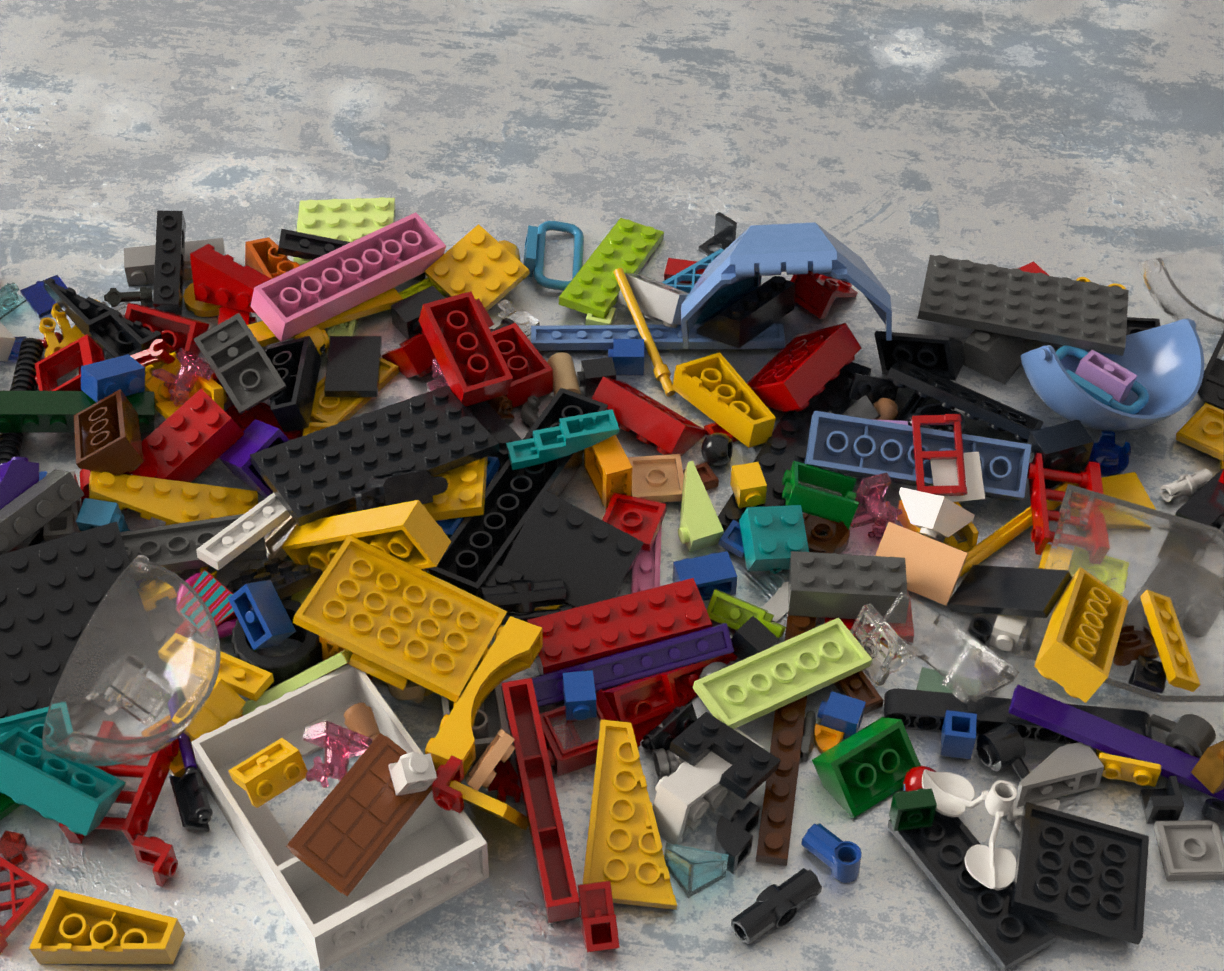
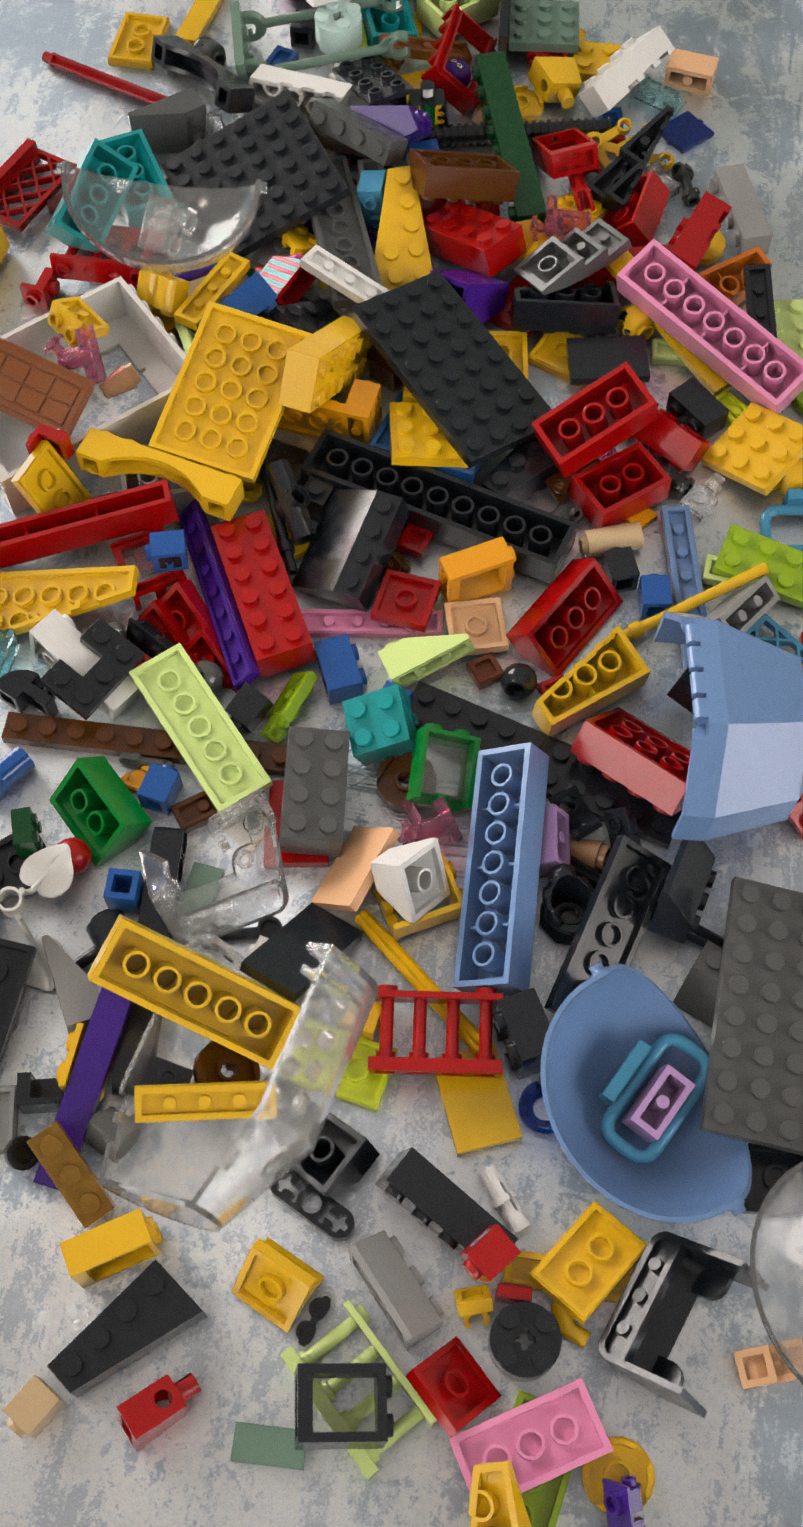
camera: 90 degrees right, 15 degrees up
(111, 375) = (544, 171): blue brick -> none
(169, 261) = (734, 186): black brick -> none
(400, 487) = (390, 380): black hinge -> none
(412, 773) = (49, 406): white brick -> none
(483, 770) = (87, 479): light nougat plate -> none
(569, 437) = (484, 516): teal slope -> none
(748, 484) = (453, 701): yellow brick -> none
(919, 455) = (484, 859): red window -> none
(945, 474) = (468, 907): white sticker -> none

